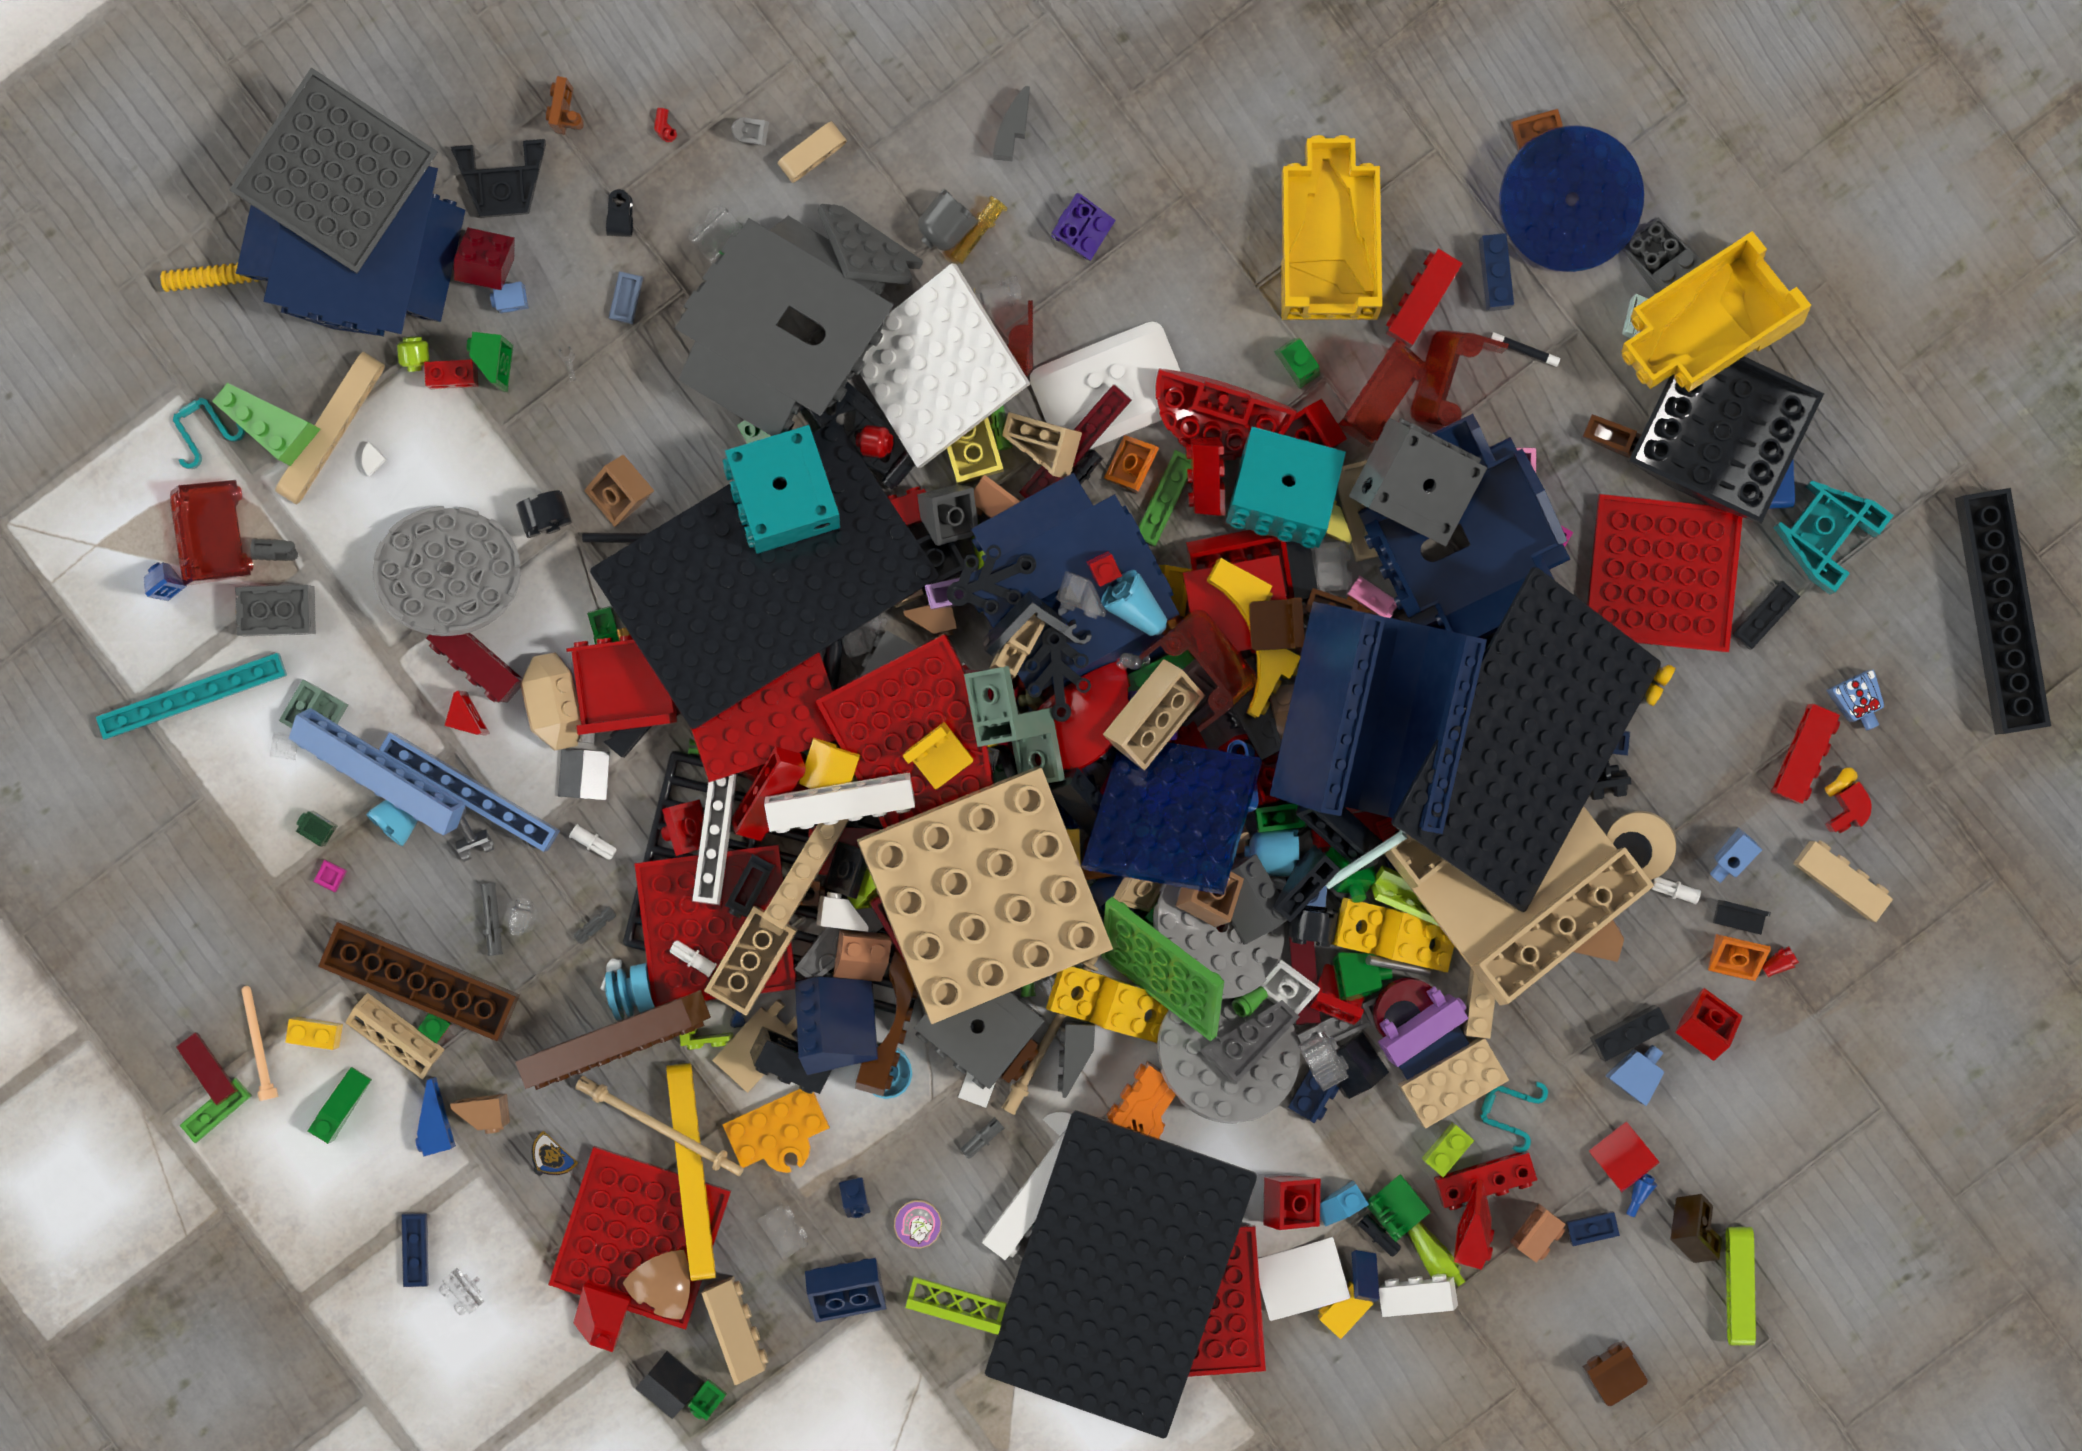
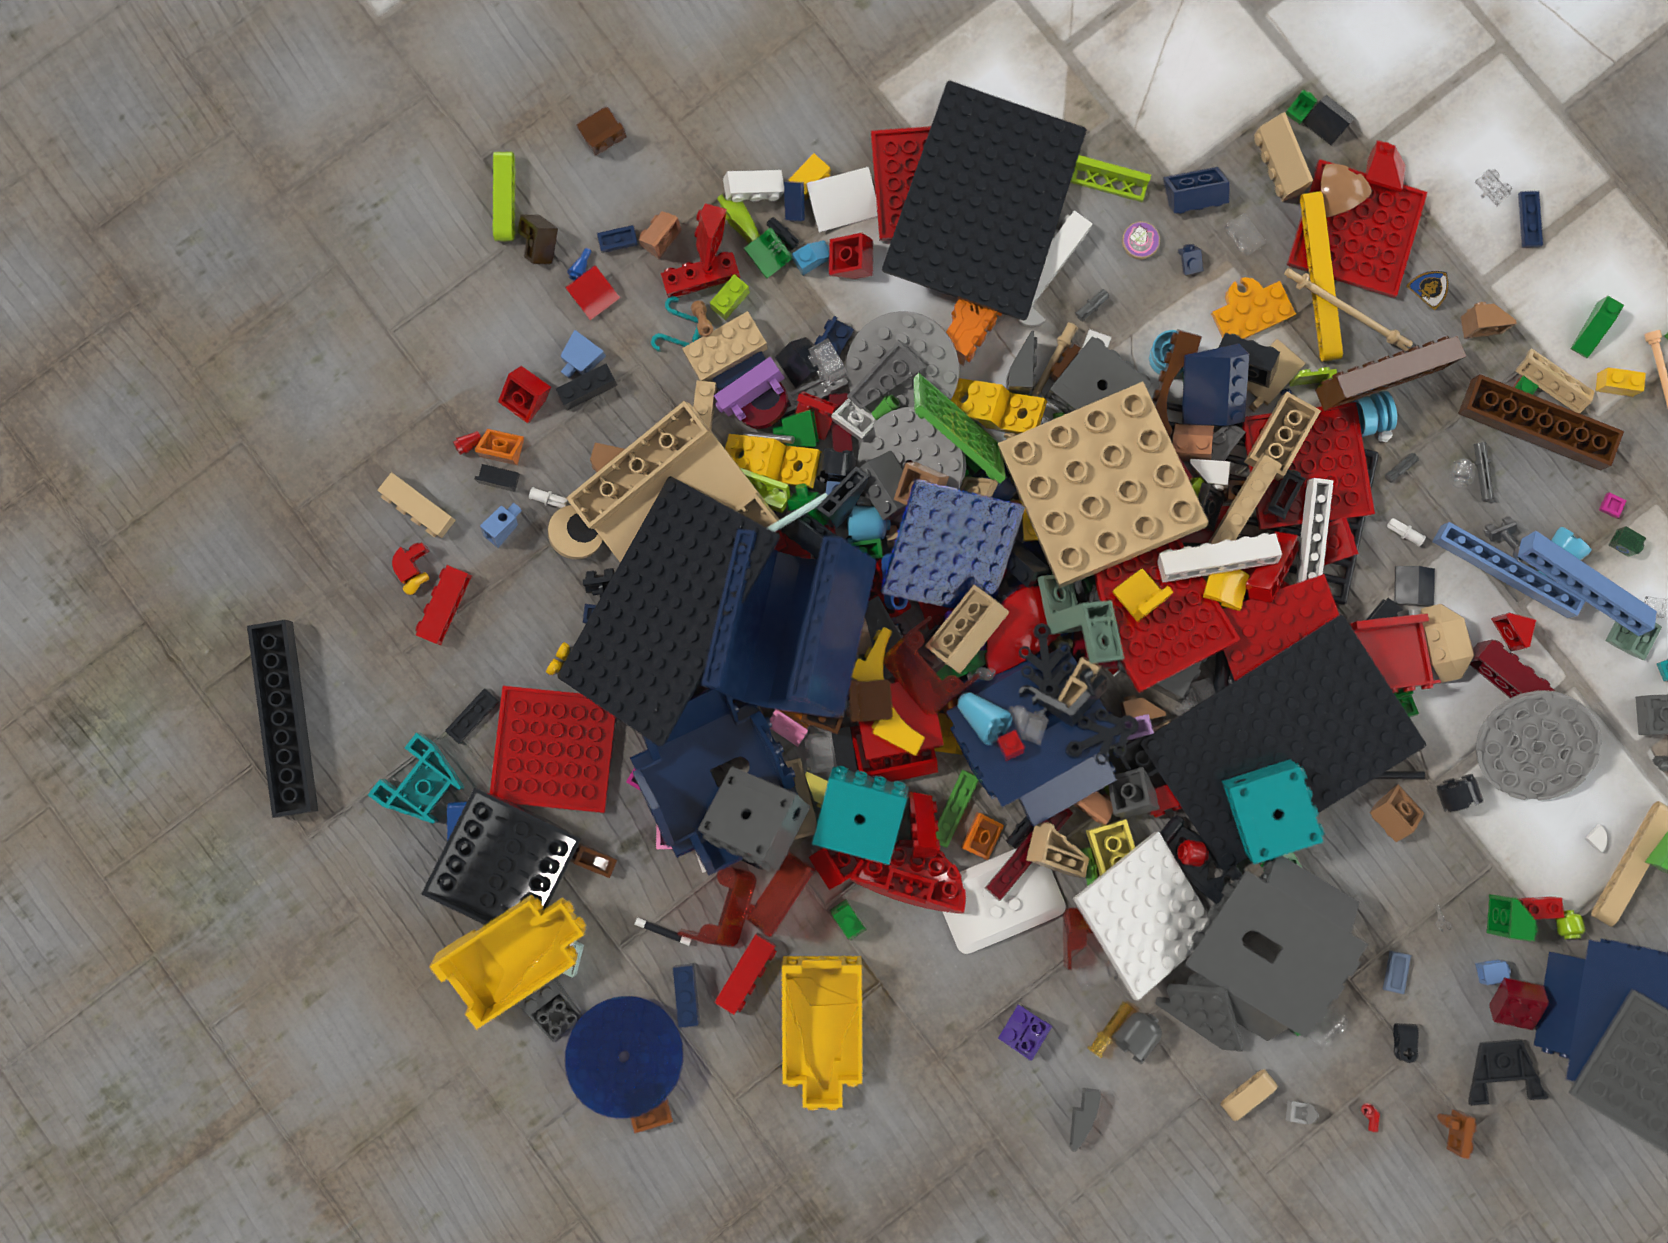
camera: 175 degrees left, 5 degrees down
(434, 1127) = (1523, 308): blue slope -> none
(693, 958) = (1326, 439): white axle -> none
(1012, 651) = (1085, 677): none -> black hand
(1486, 1133) = (699, 310): none -> medium nougat piece
(1859, 698) = (399, 649): torso -> none

